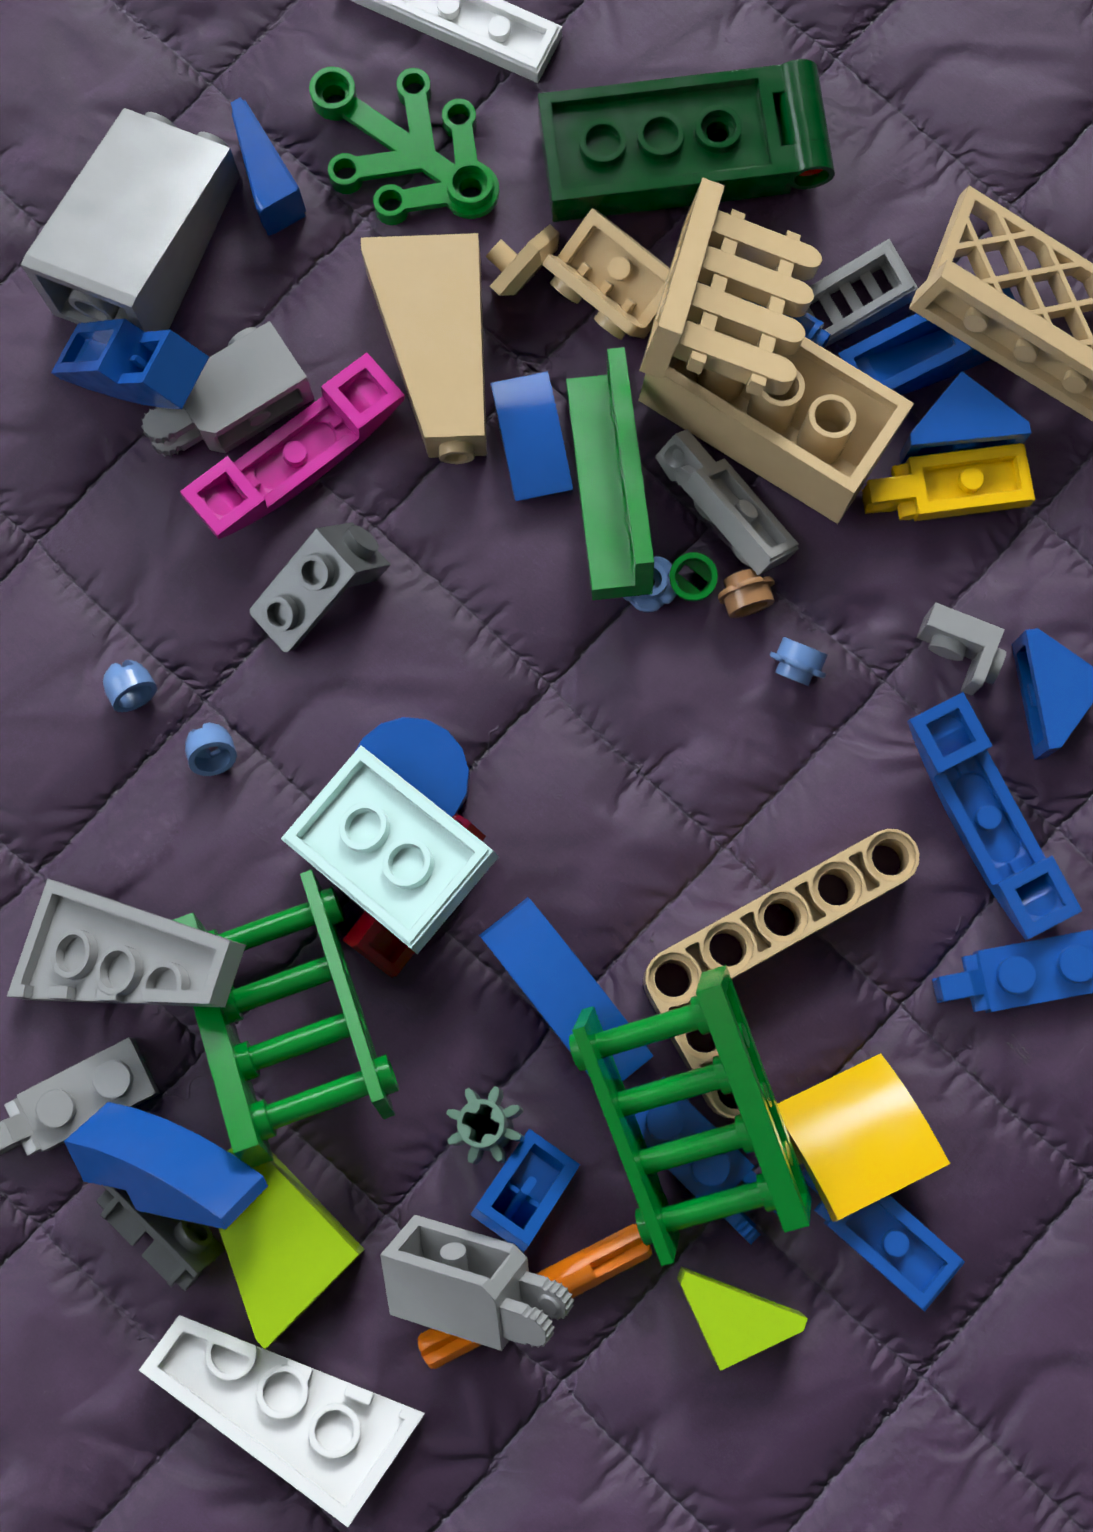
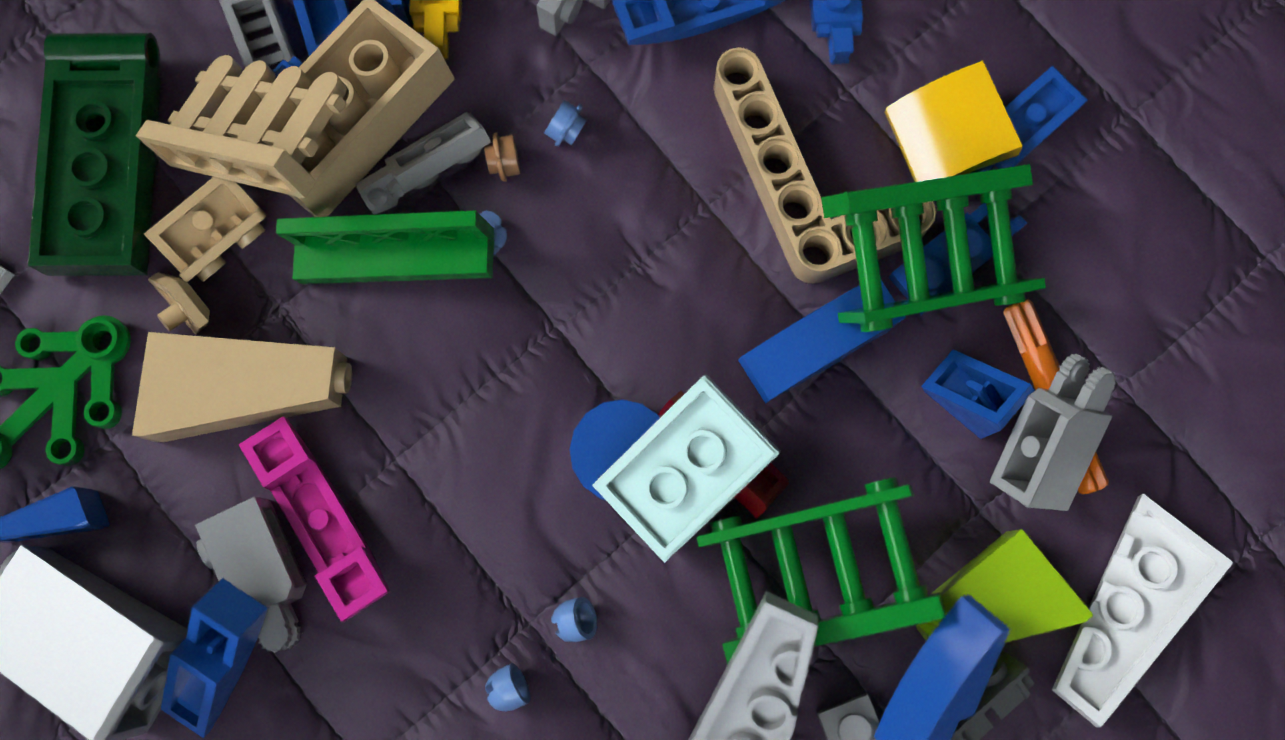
camera: 85 degrees left, 0 degrees up
(314, 581) = (441, 511): bracket -> none
(489, 1142) = (933, 412): sand green gear -> none
(531, 436) = (338, 313): blue slope -> none
(701, 566) = (477, 187): green hinge -> none
(735, 1320) = (1087, 238): lime slope -> none

